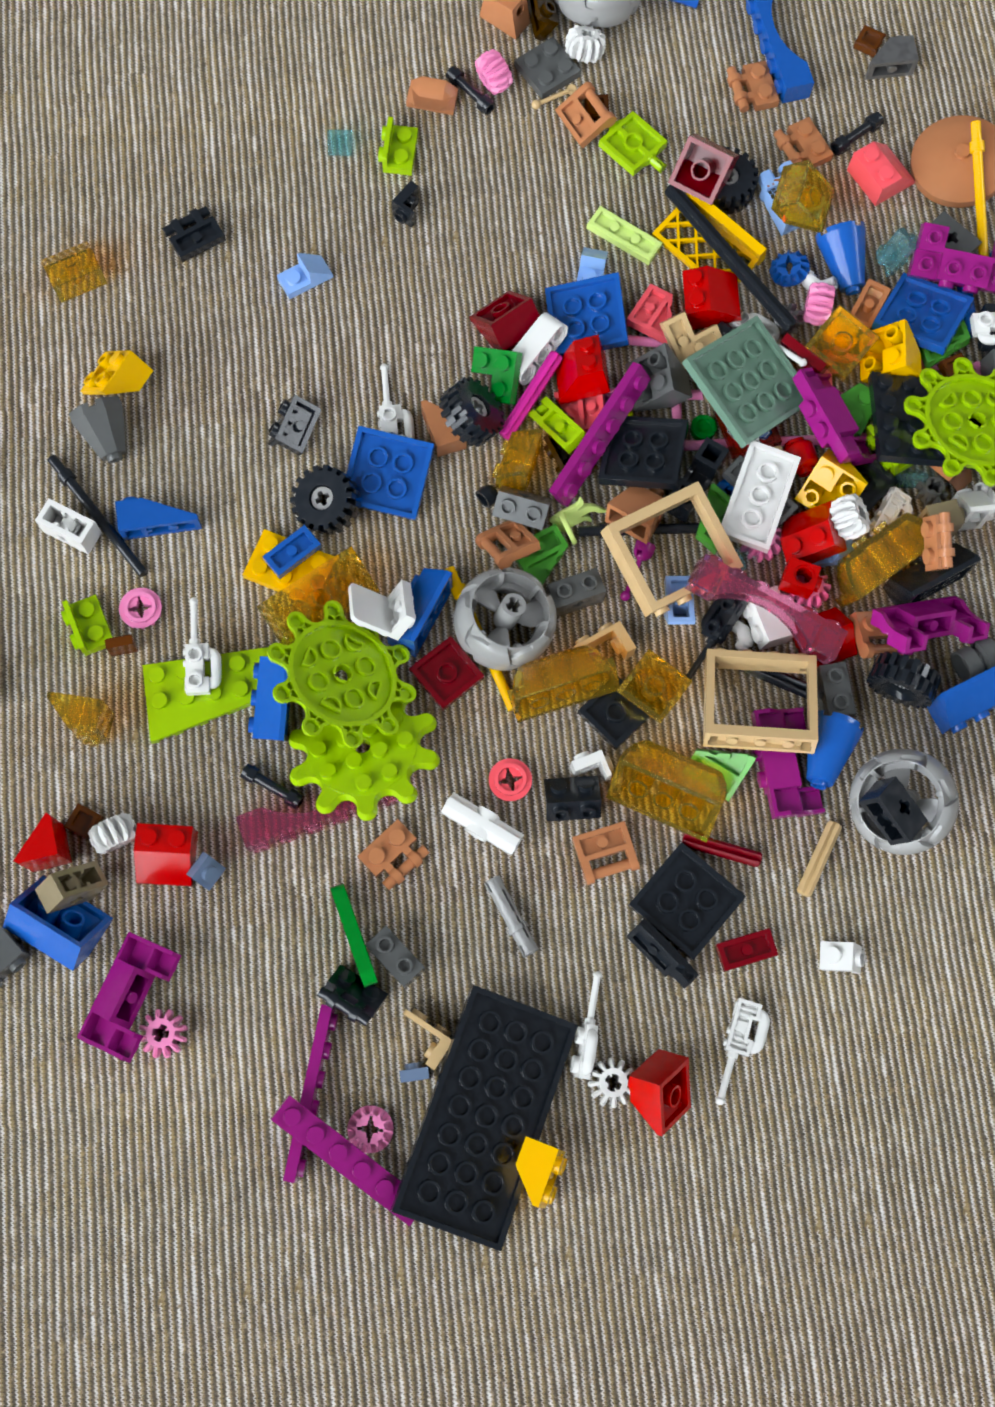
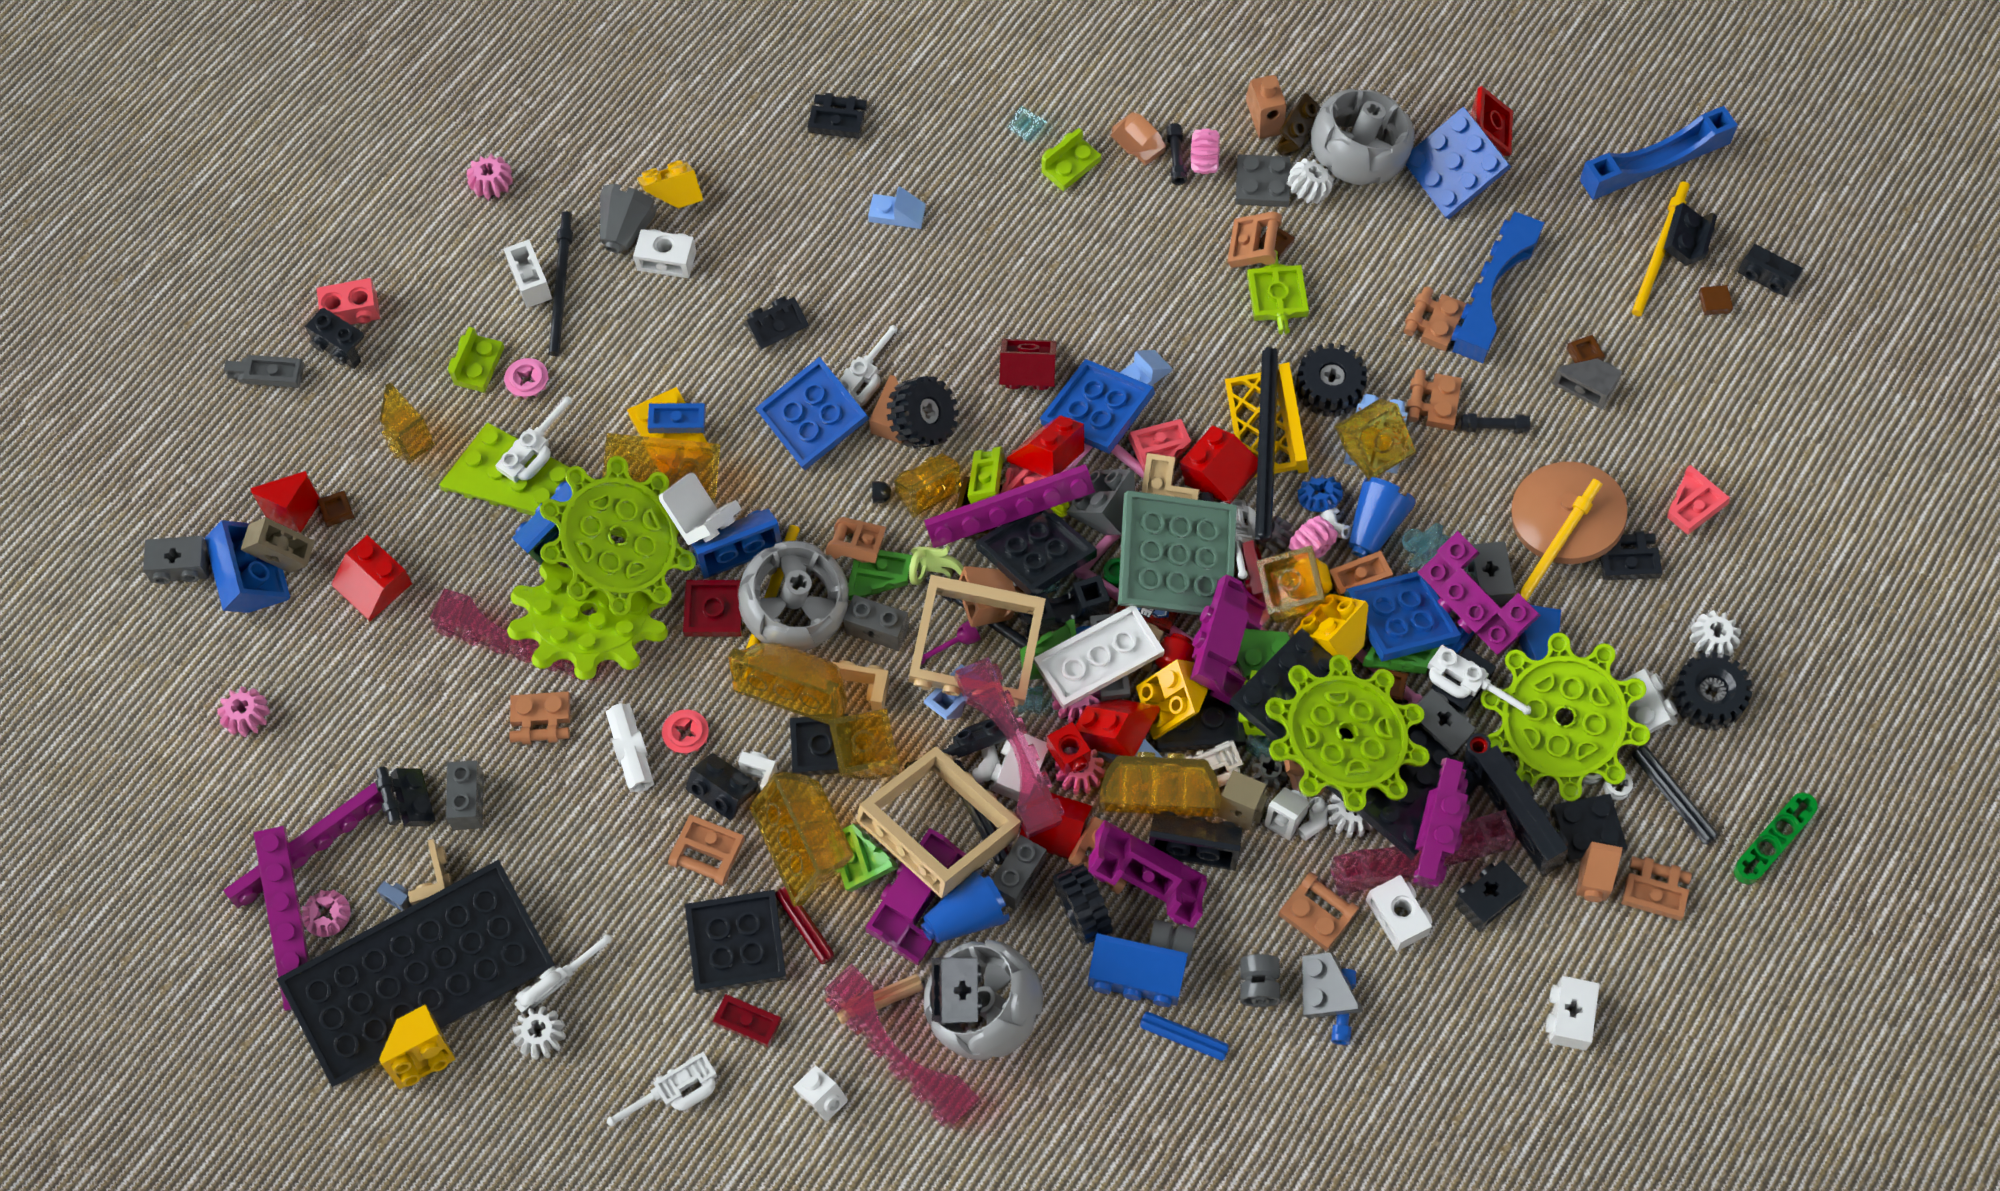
camera: 45 degrees right, 10 degrees down
(74, 271) = (715, 81): clear yellow slope -> none
(112, 833) = (343, 529): white gear -> none
(121, 645) = (484, 394): reddish brown tile -> none
(123, 995) = (241, 656): magenta bracket -> none
(148, 518) = (592, 311): blue slope -> none
(156, 445) = (675, 262): none -> white brick
(206, 871) = (387, 615): sand blue plate -> none
(291, 797) = (503, 609): black bar -> none
(339, 505) = (749, 408): black bush -> none
(354, 935) = (448, 750): green beam -> none
(405, 203) = (1032, 207): black bracket -> none
(503, 367) = (985, 398): green plate -> none
(517, 926) = (581, 850): light grey pin -> none
(521, 507) = (895, 520): brick -> none
(531, 394) = (992, 436): dark pink axle -> none
(537, 343) = (1027, 401): white beam -> none
(570, 90) = (1224, 204): tan hinge -> none
(624, 235) = (1199, 365): yellowish green tile -> none
(661, 1089) = (567, 1067): red slope -> none
(662, 953) = (674, 966): black hinge -> none
(703, 168) = (1308, 351): slope -> none
(815, 872) = (944, 1093): none -> clear pink arch
(850, 516) = (1155, 728): white gear -> none
(879, 172) = (1485, 469): coral slope -> none
(937, 542) = (1209, 792): nougat plate -> none

